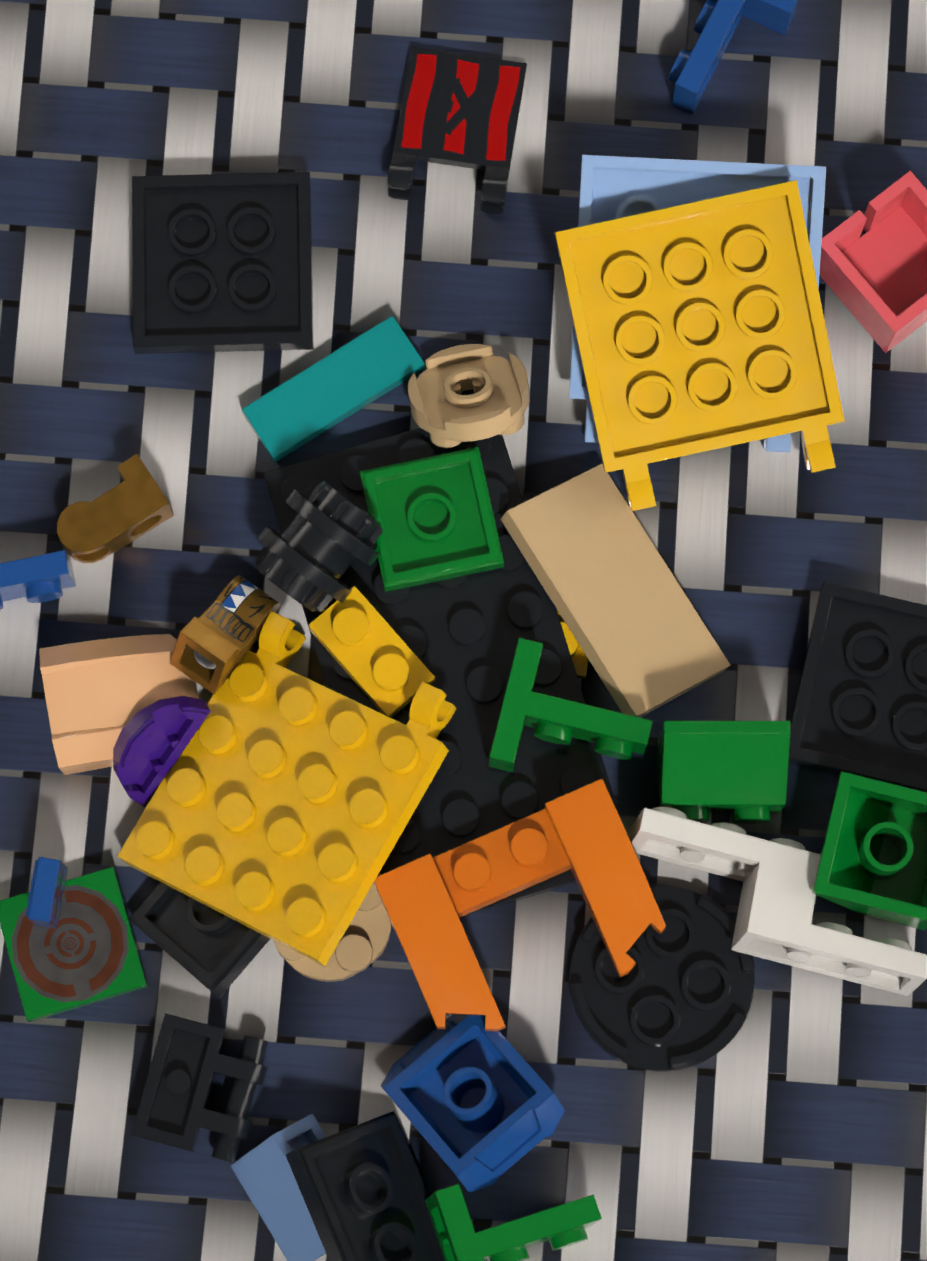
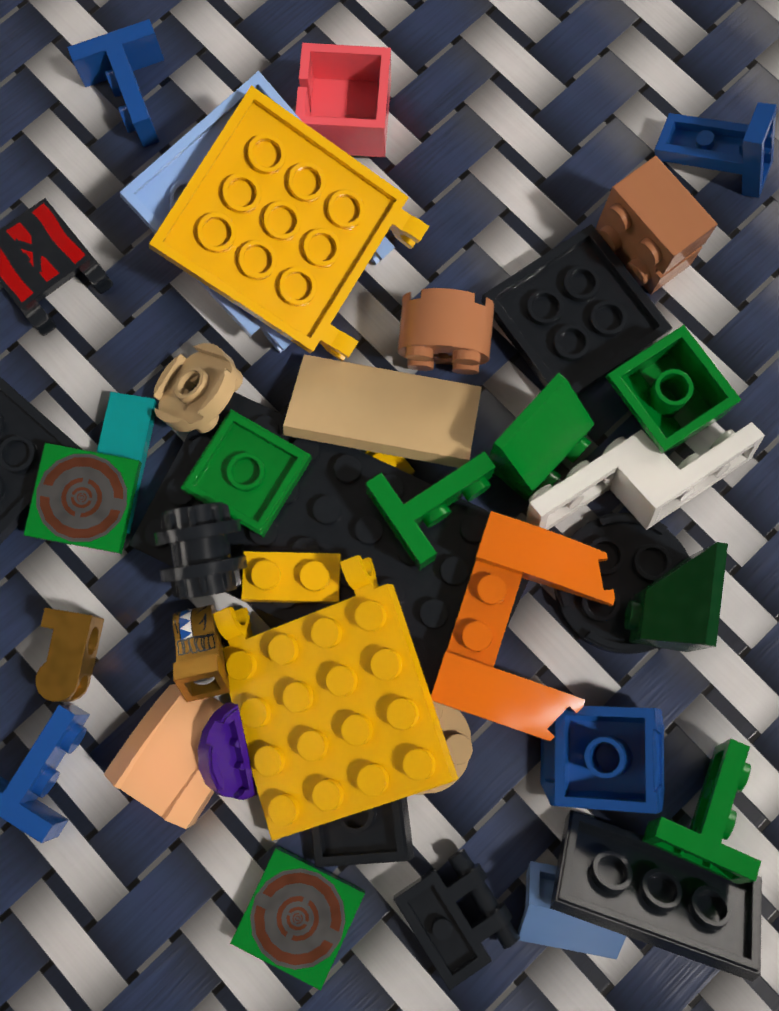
camera: 45 degrees left, 0 degrees up
(46, 892) = (255, 909): blue tile -> none
(267, 391) = (83, 498): none -> tile
(672, 1030) = (682, 605): none -> dark green slope
(748, 578) = (446, 330): none -> nougat brick

